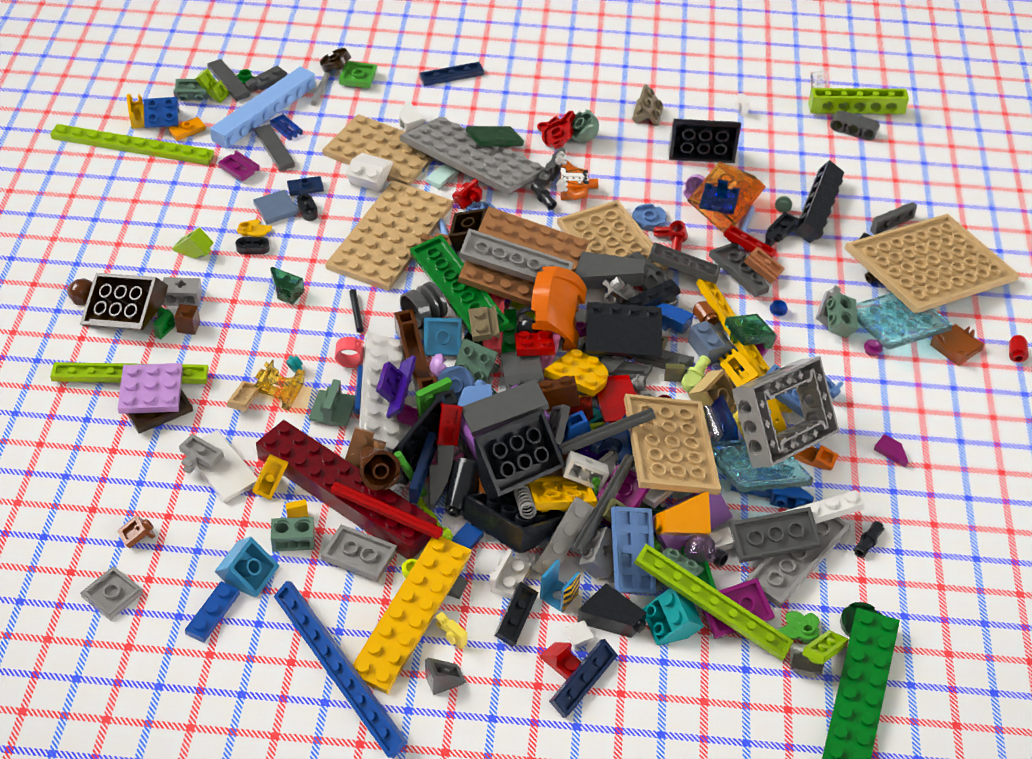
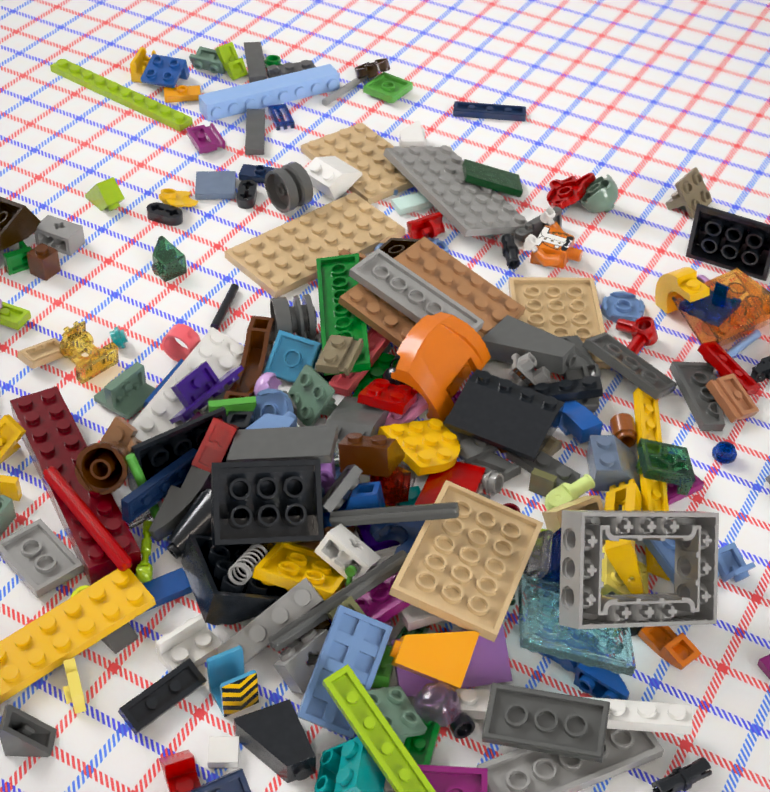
camera: 25 degrees right, 5 degrees down
(344, 192) = (288, 187): none -> dark grey wheel
(690, 186) = (681, 282): none -> yellow arch

